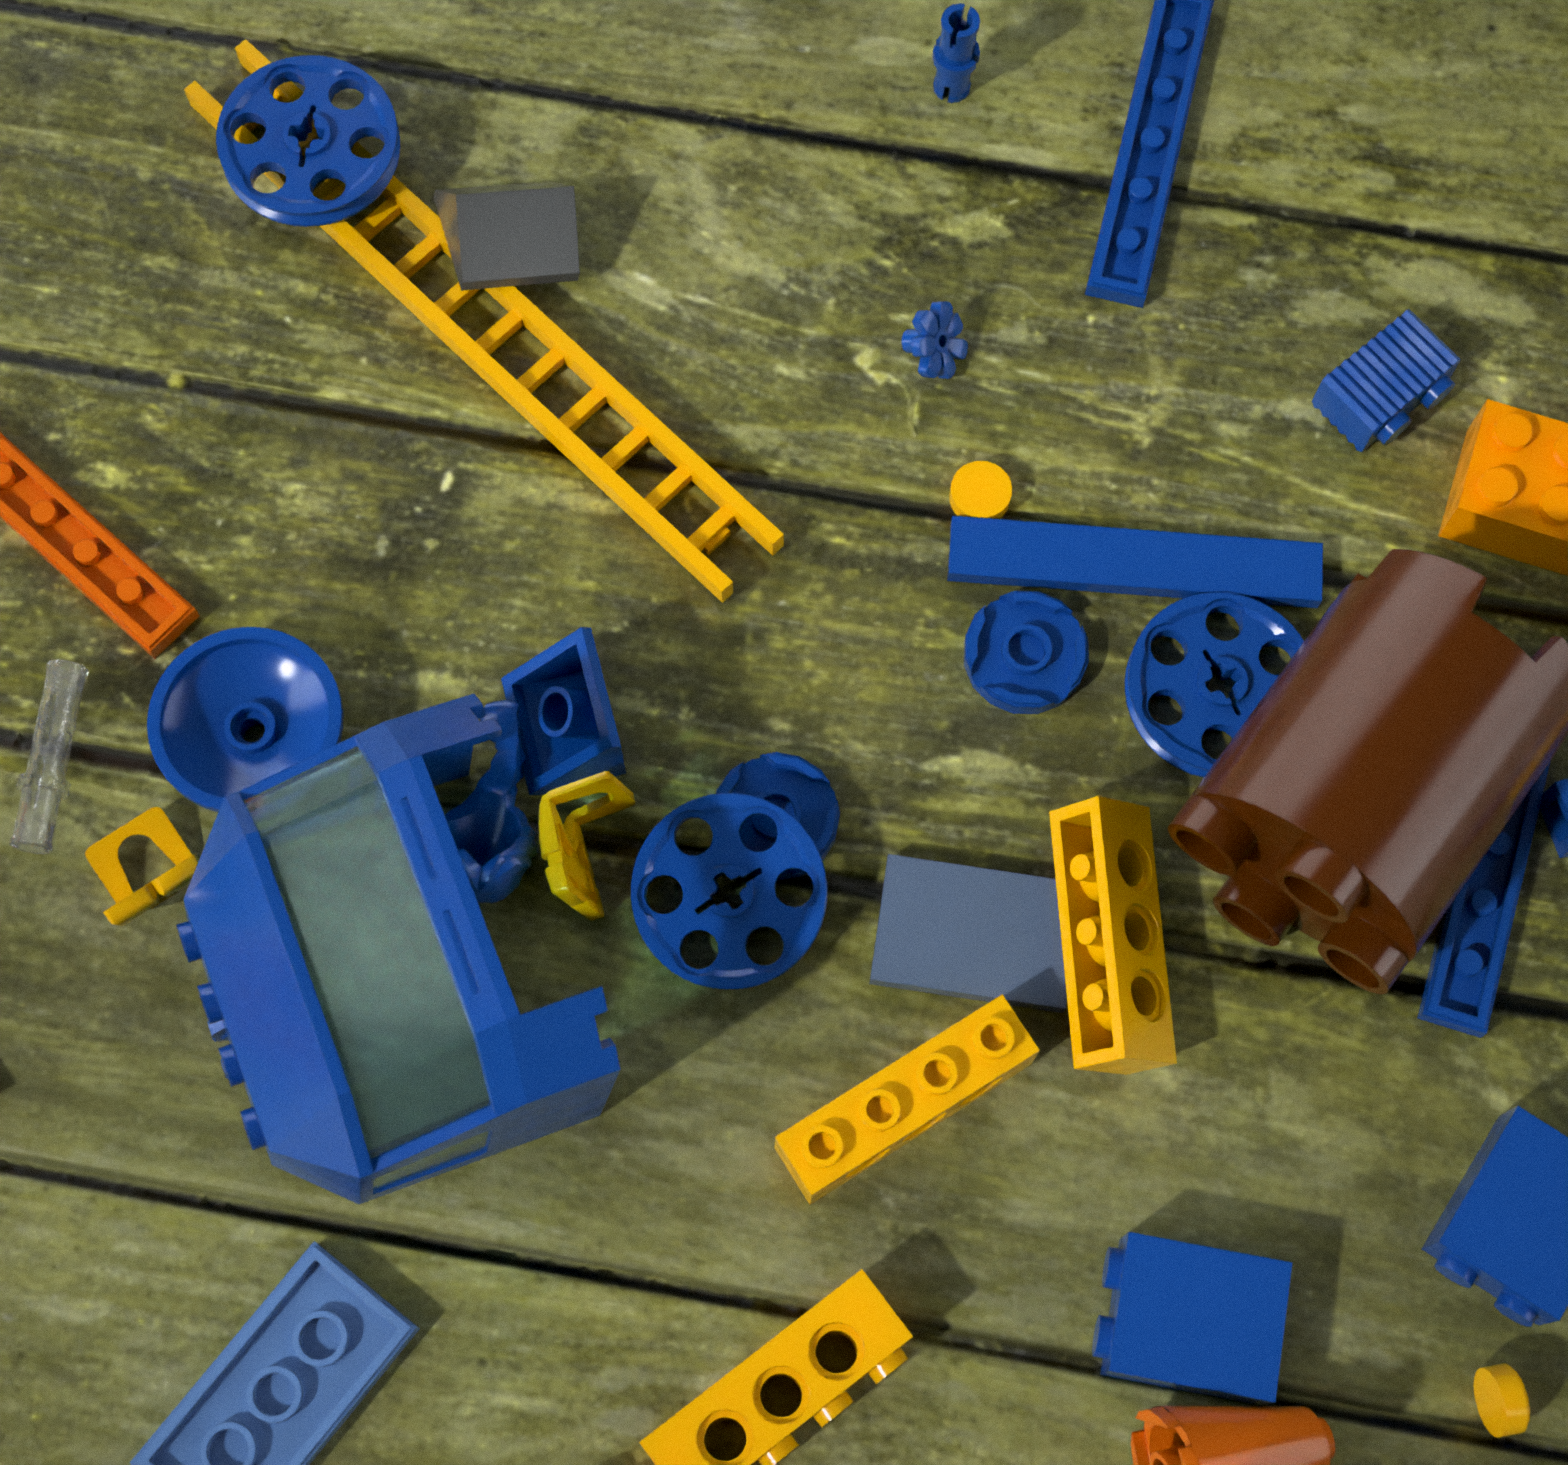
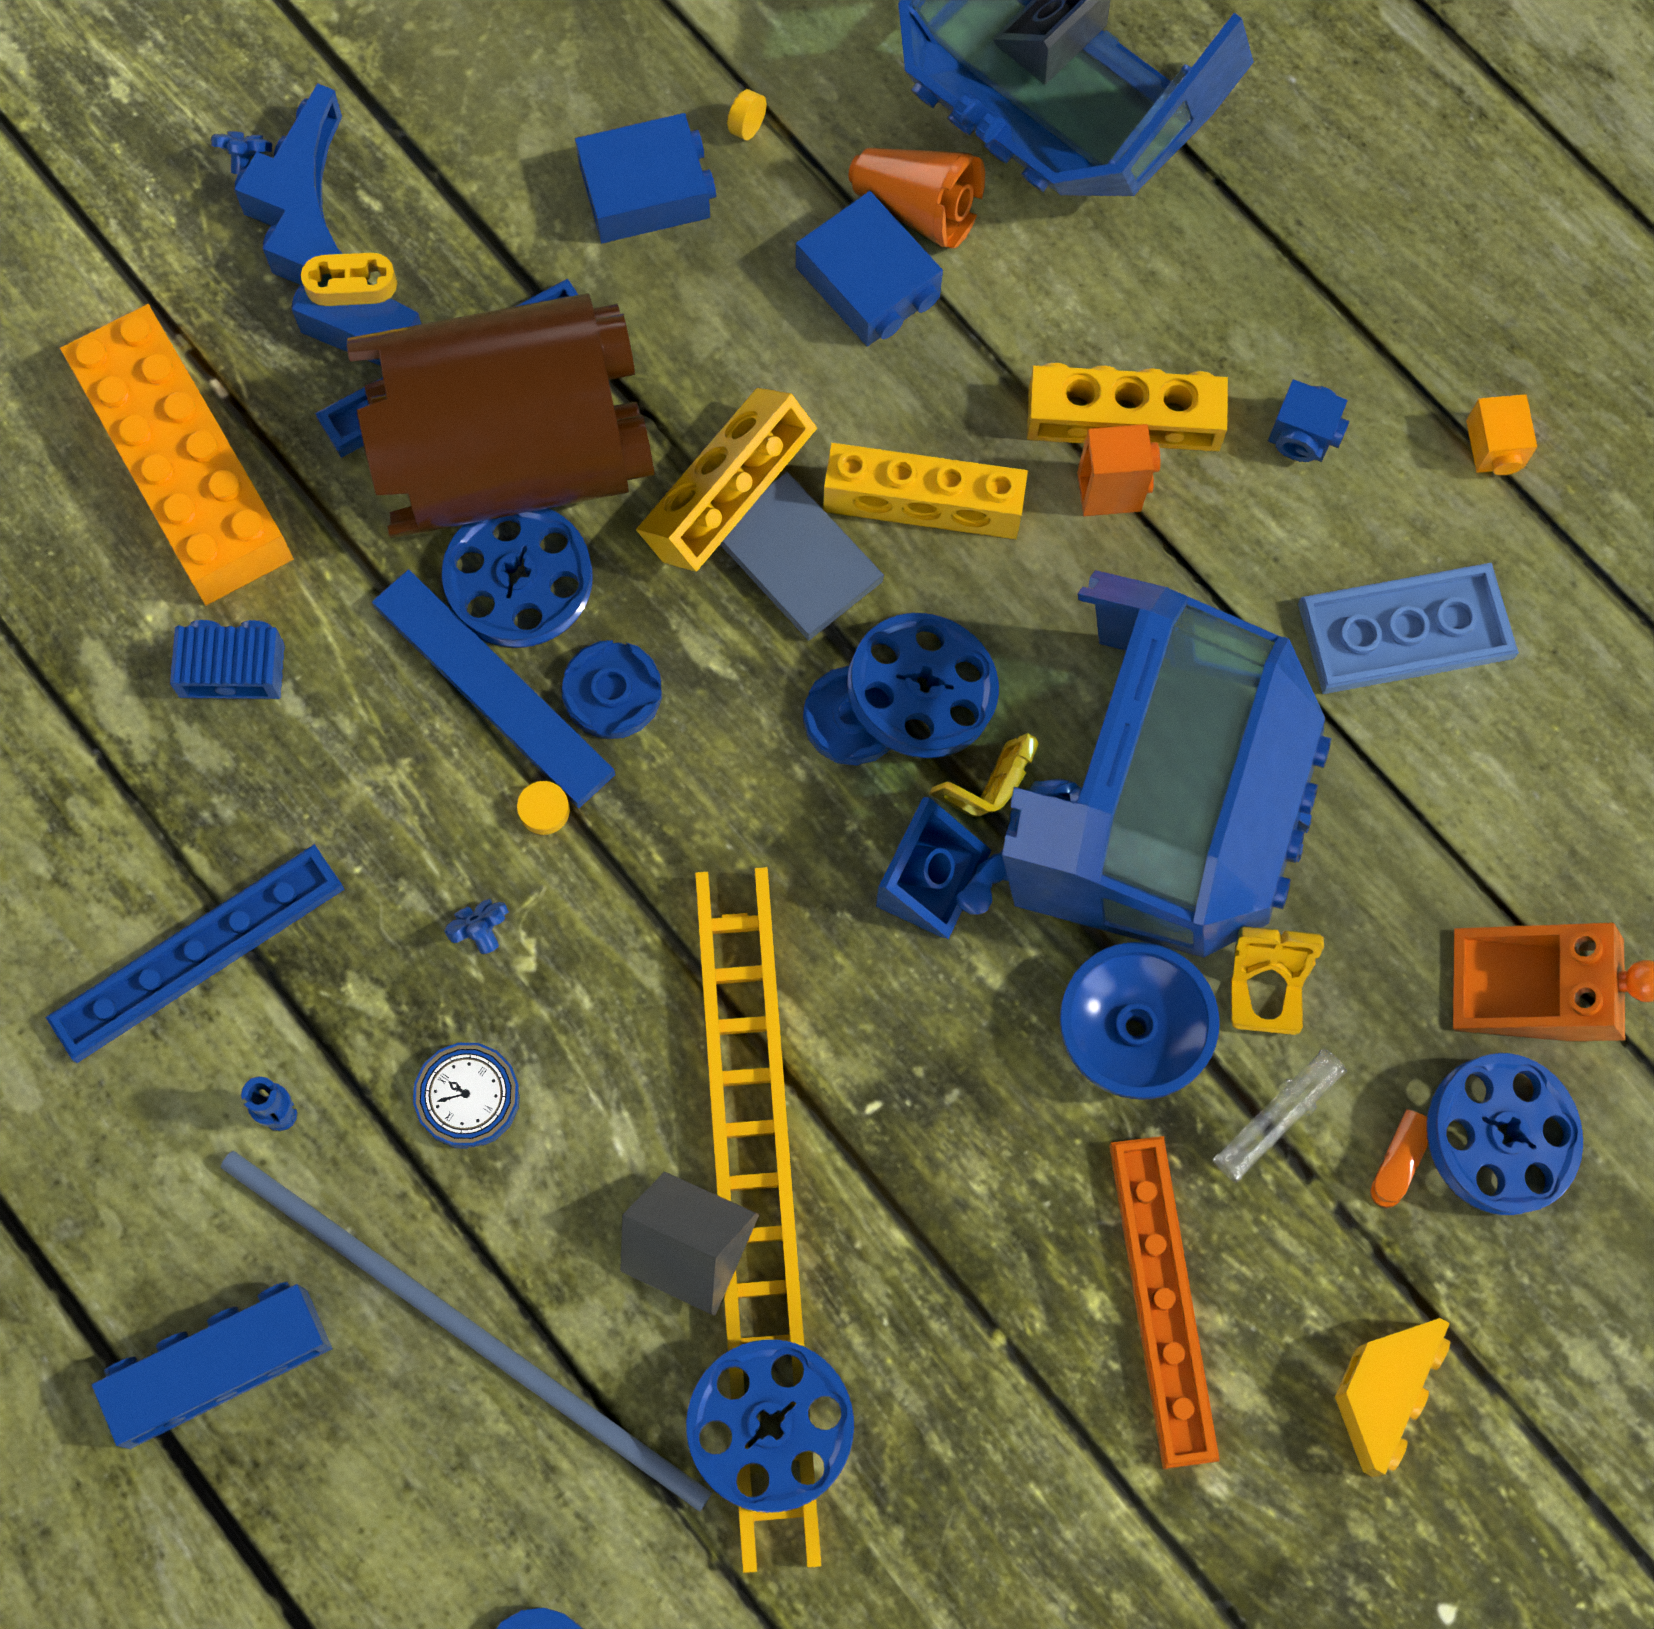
camera: 140 degrees left, 0 degrees up
(651, 44) = (467, 1331): none -> sand blue piece
(719, 1284) = (1117, 469): none -> orange brick
(809, 210) = (466, 1095): none -> tile

